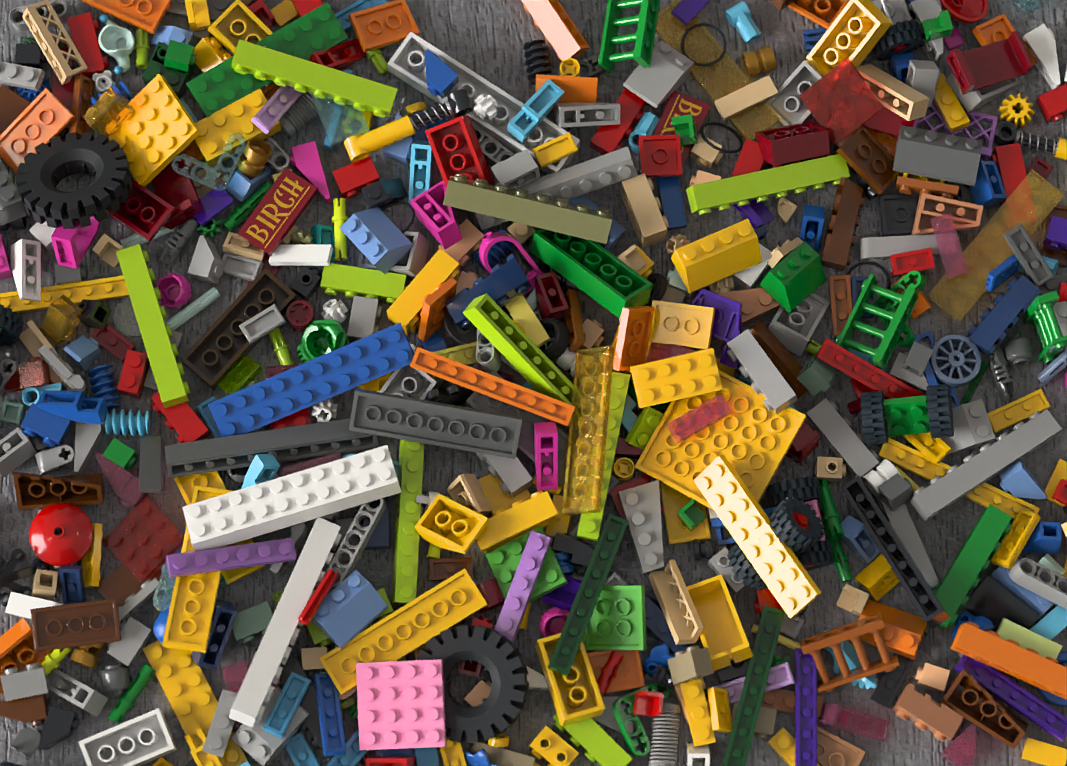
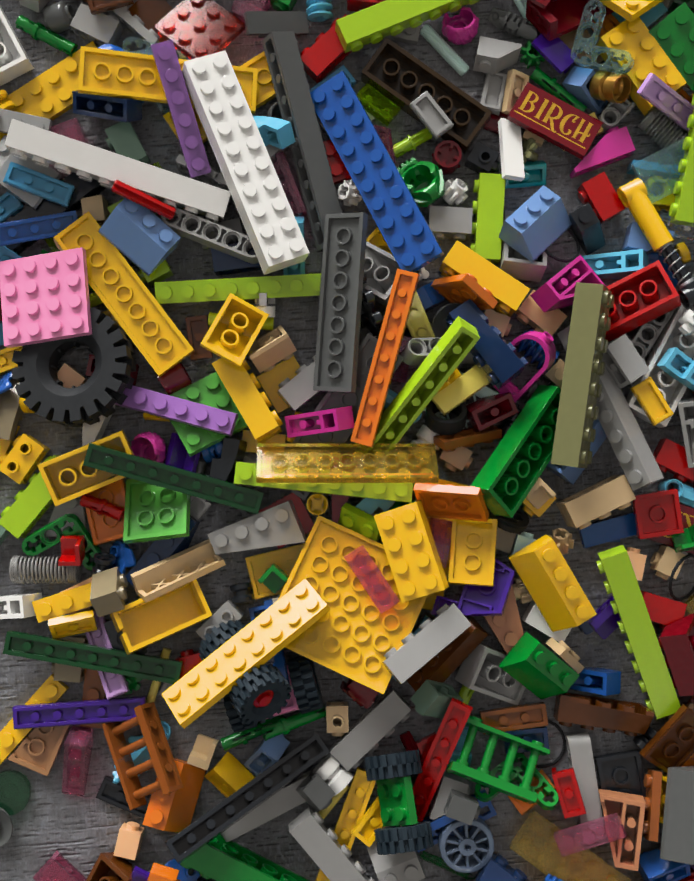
camera: 85 degrees right, 10 degrees up
(339, 237) = (554, 185): neon yellow pin -> none
(483, 622) = (144, 375): red plate -> none
(785, 209) = (613, 651): tan tile -> none
(927, 713) = (91, 837): nougat wedge -> none

